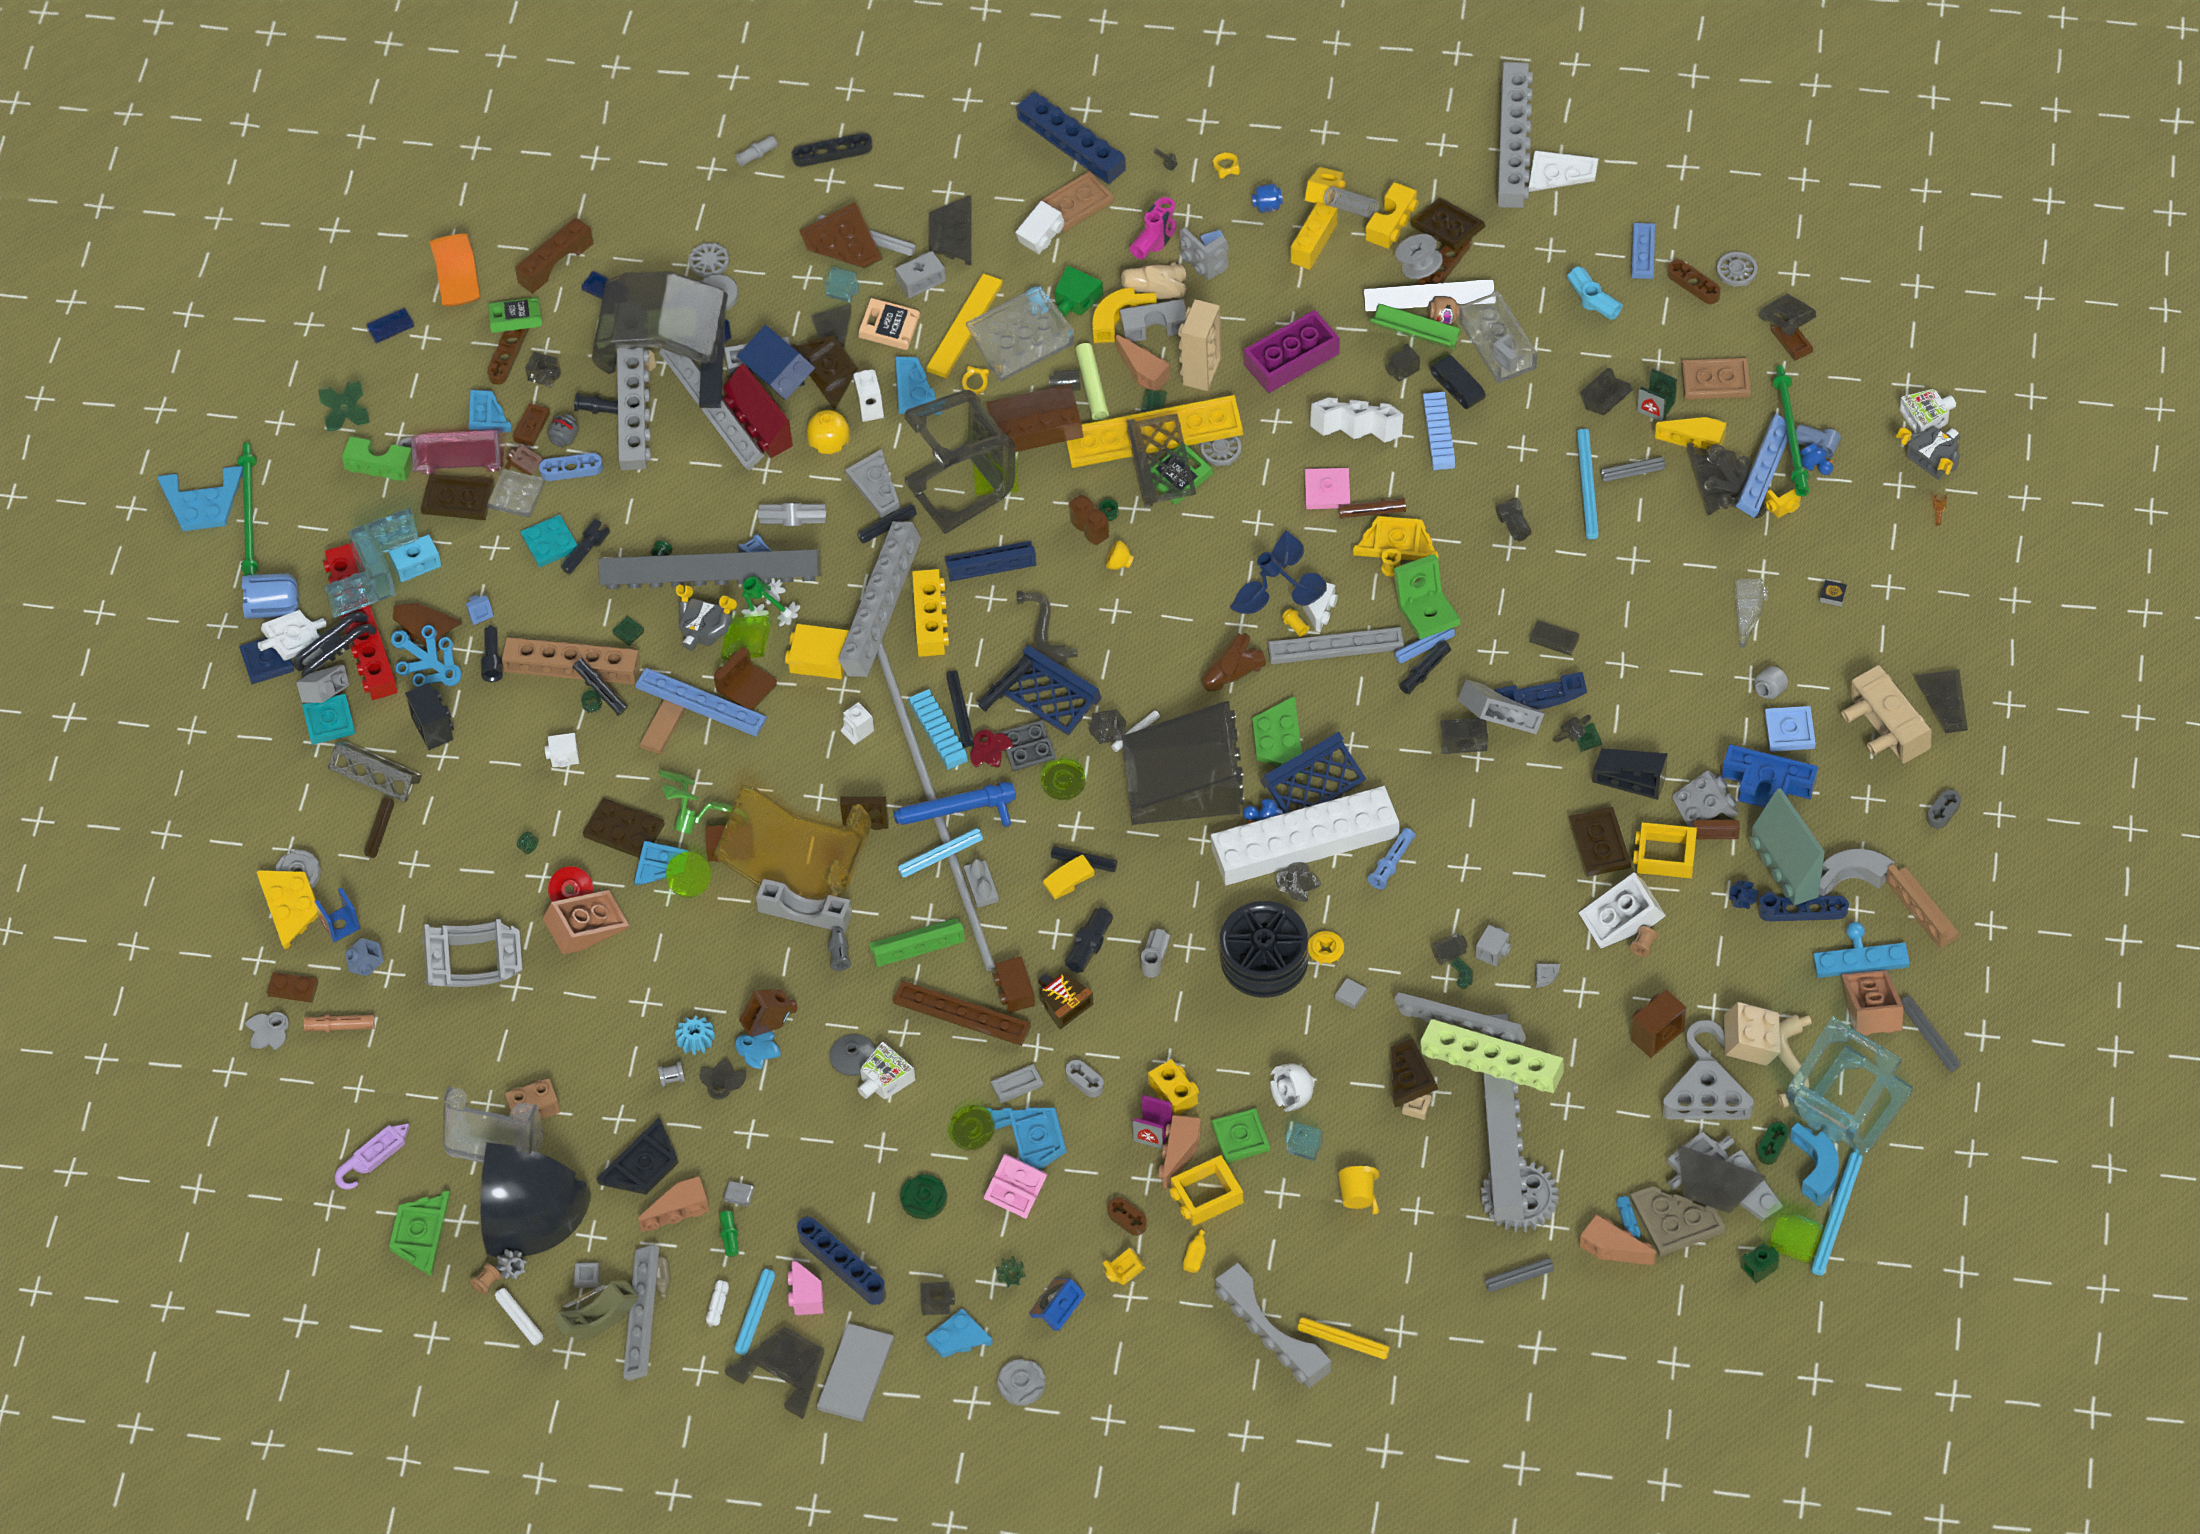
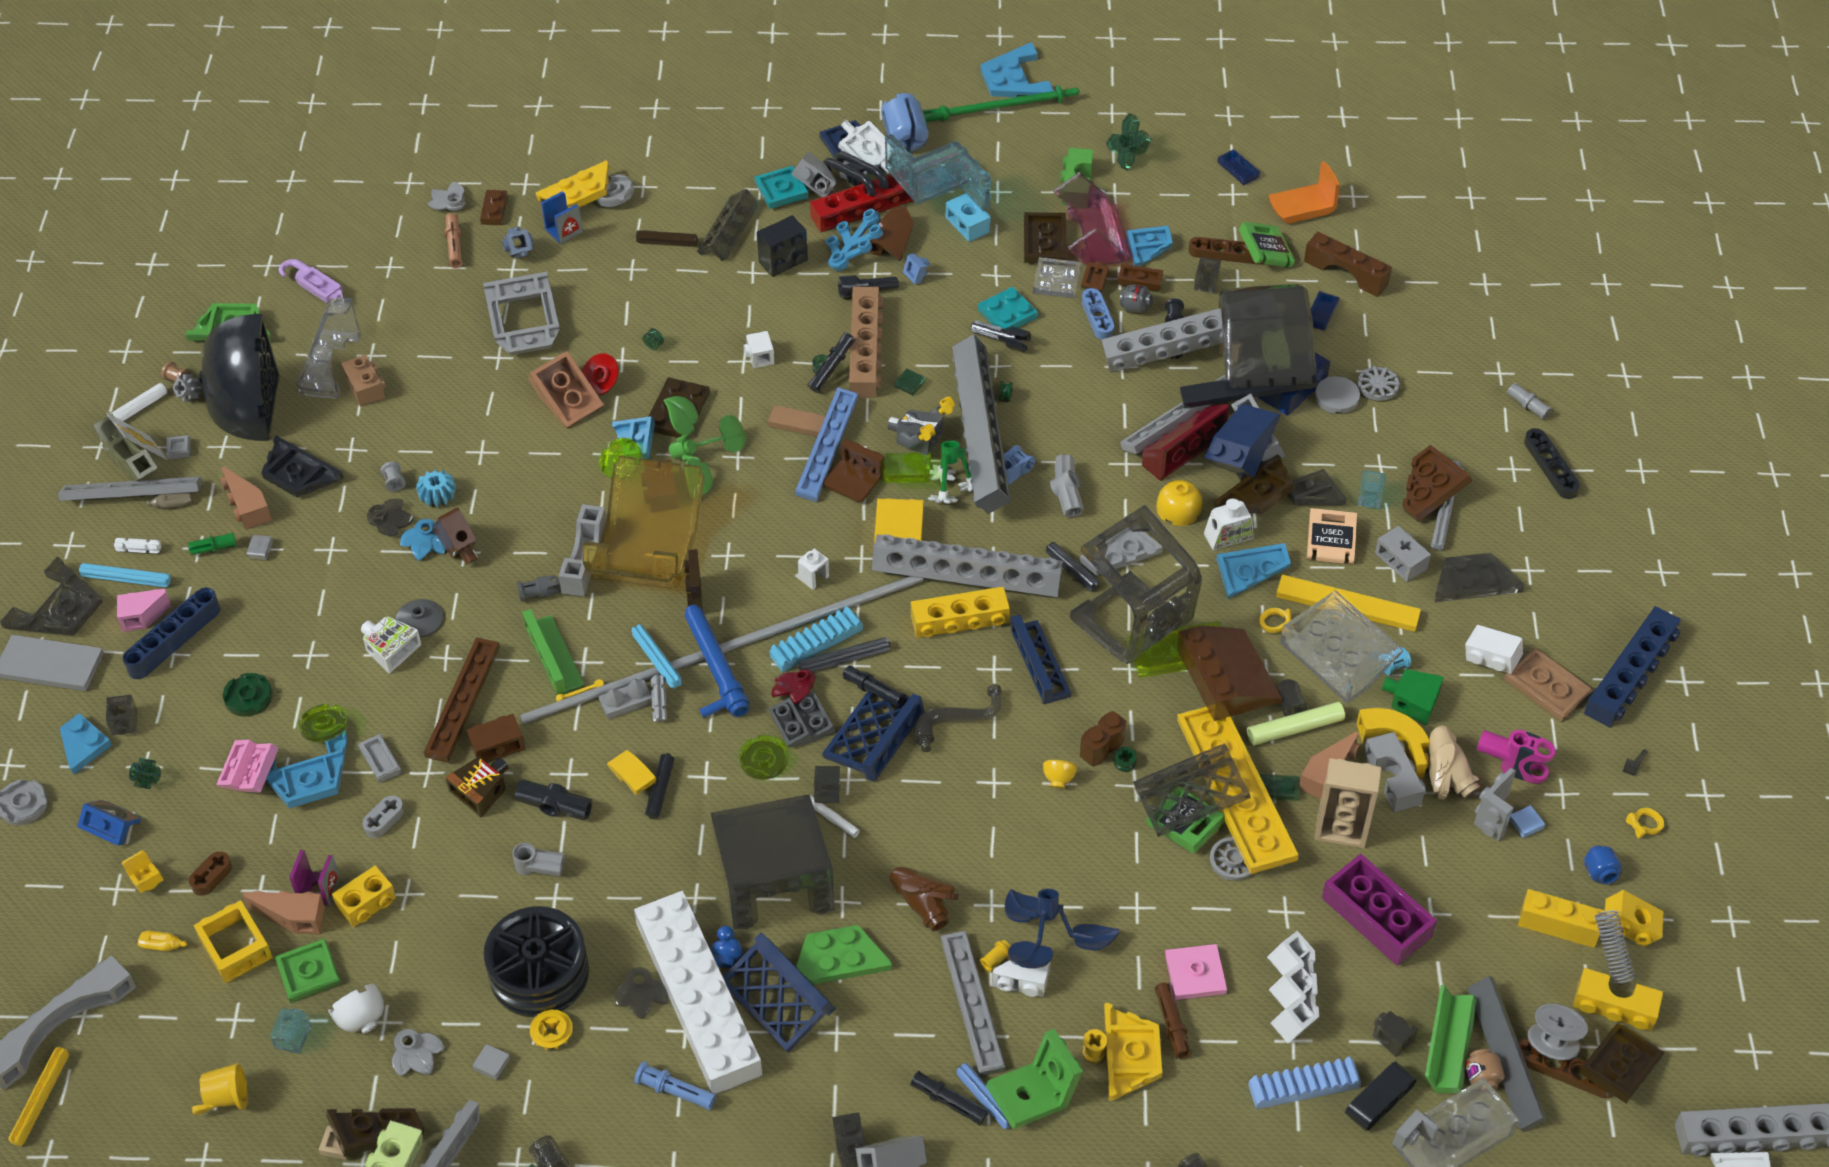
camera: 80 degrees right, 5 degrees down
(958, 906) = (597, 683): none -> yellow hinge
(989, 853) = (658, 698): none -> light grey axle
(1335, 1049) = (418, 1054): none -> light grey plate

